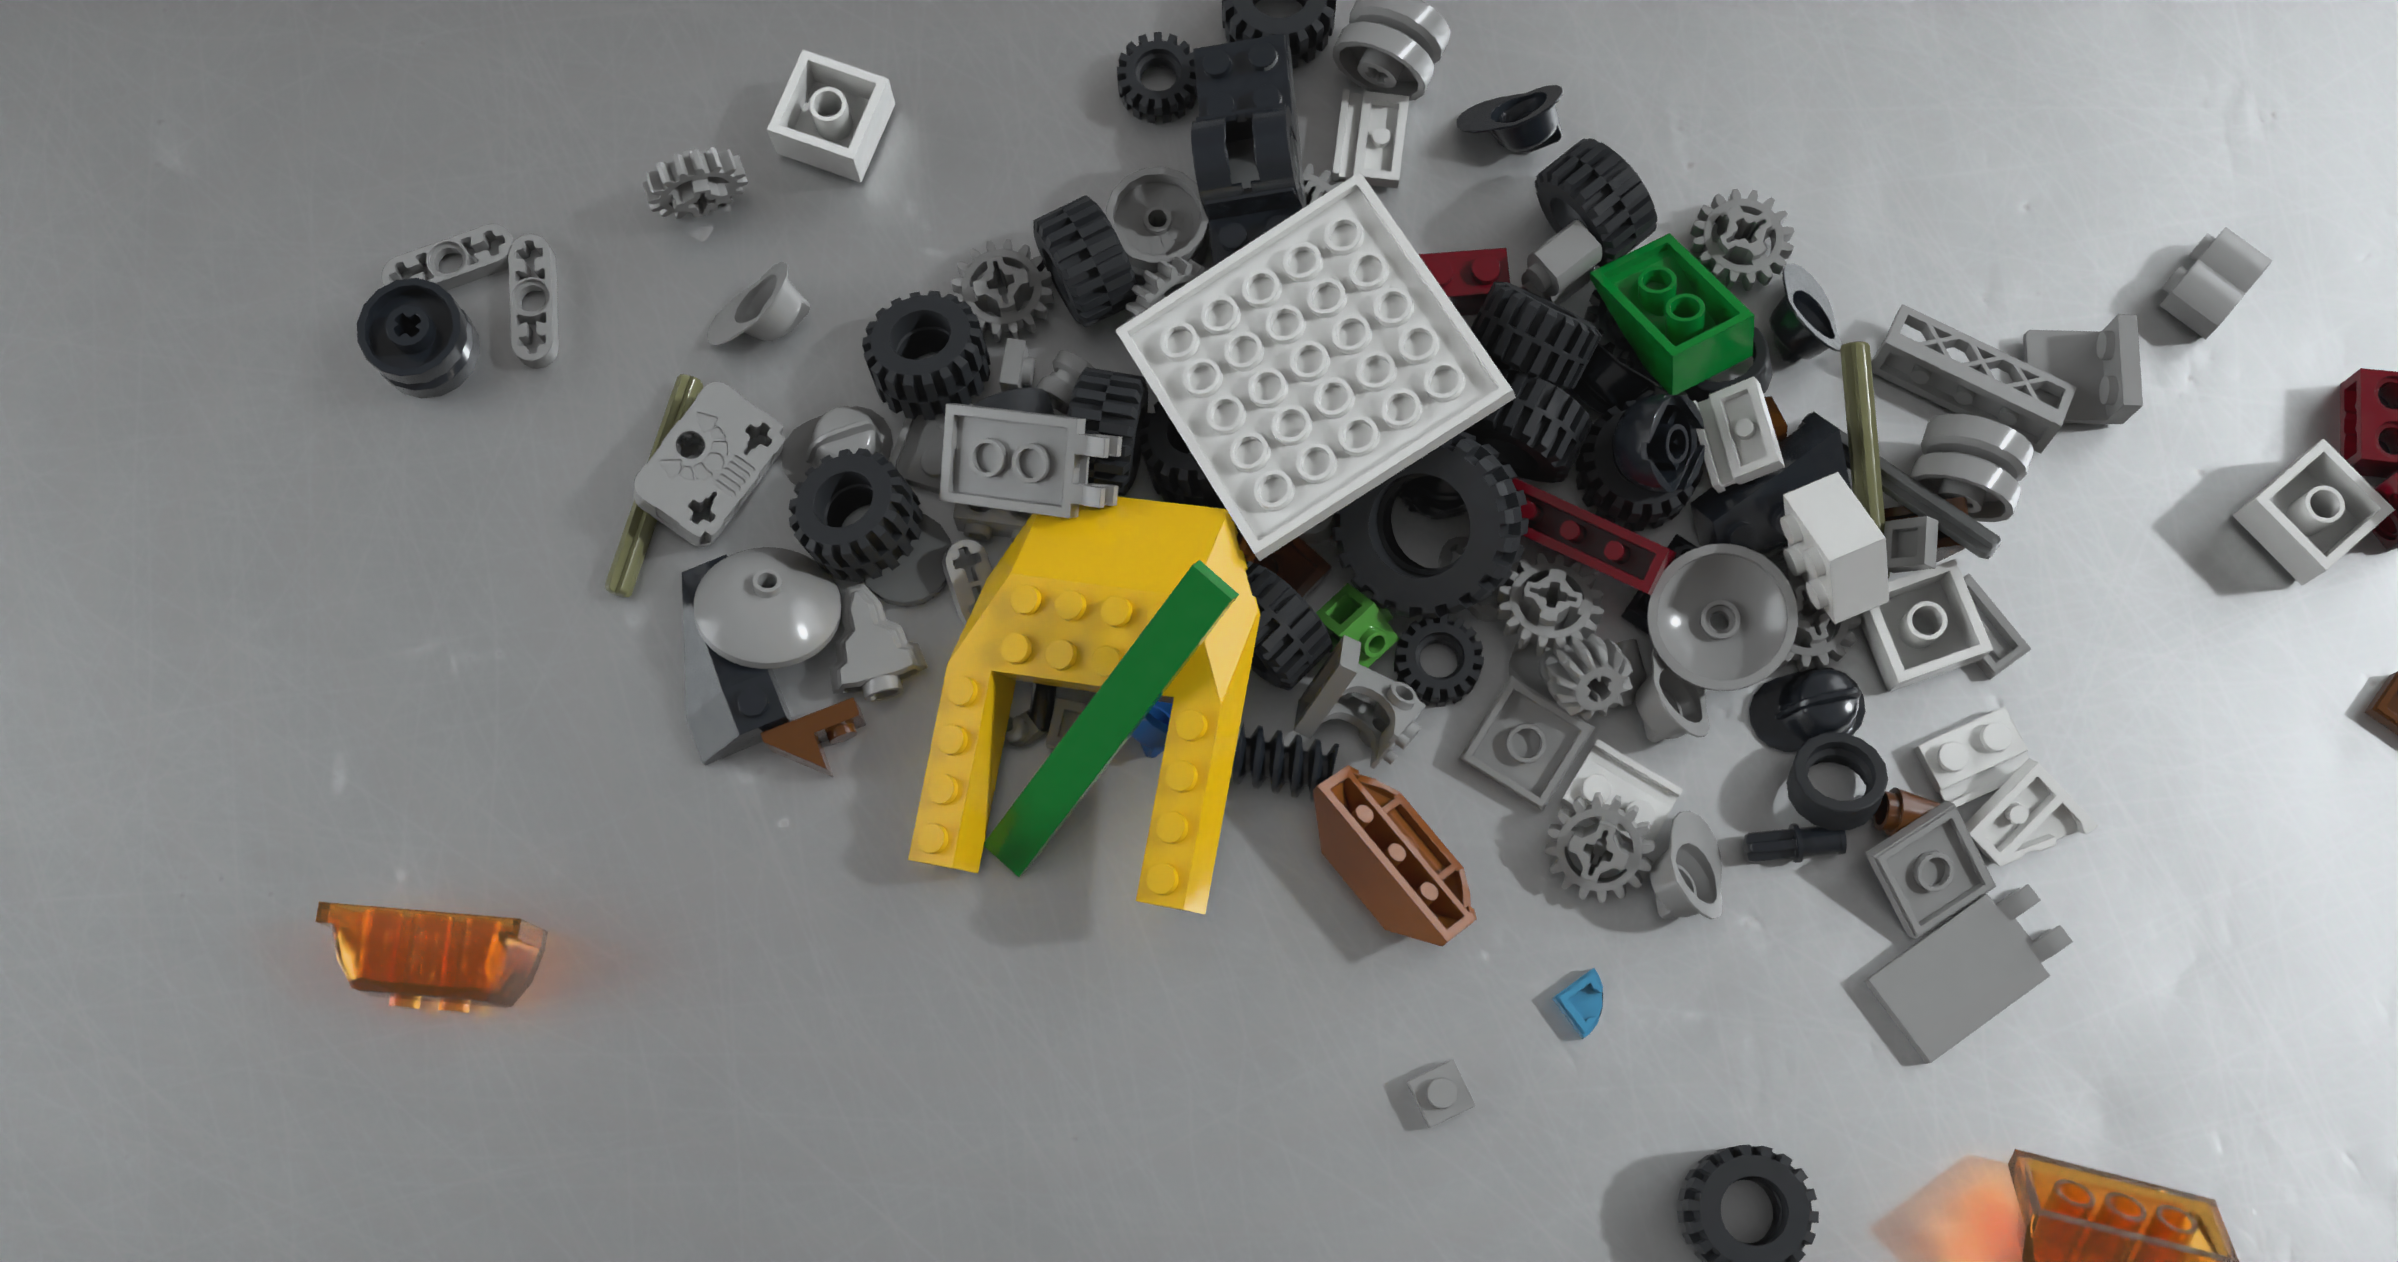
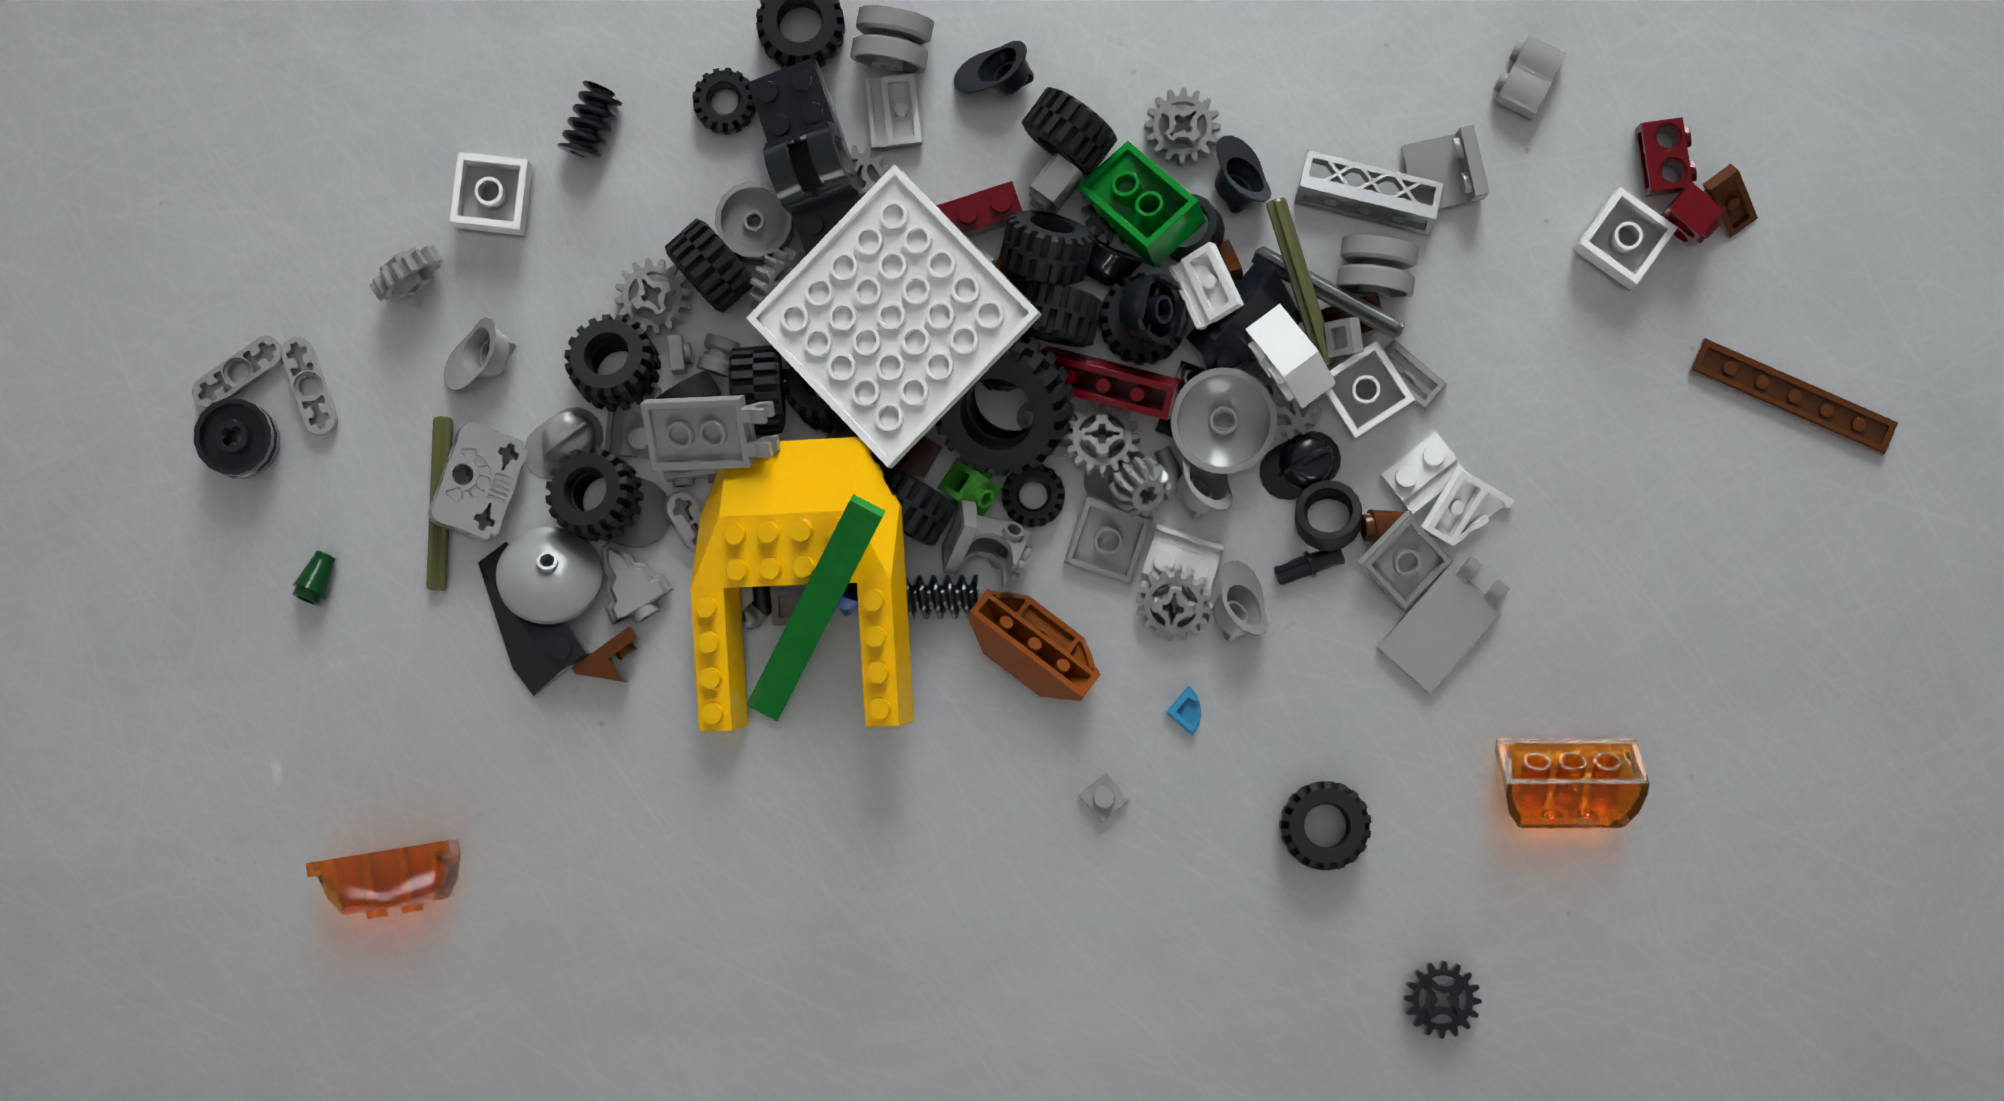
camera: 20 degrees left, 10 degrees up
(463, 540) = (314, 579): none -> dark green cone
(981, 59) = (590, 121): none -> black piece

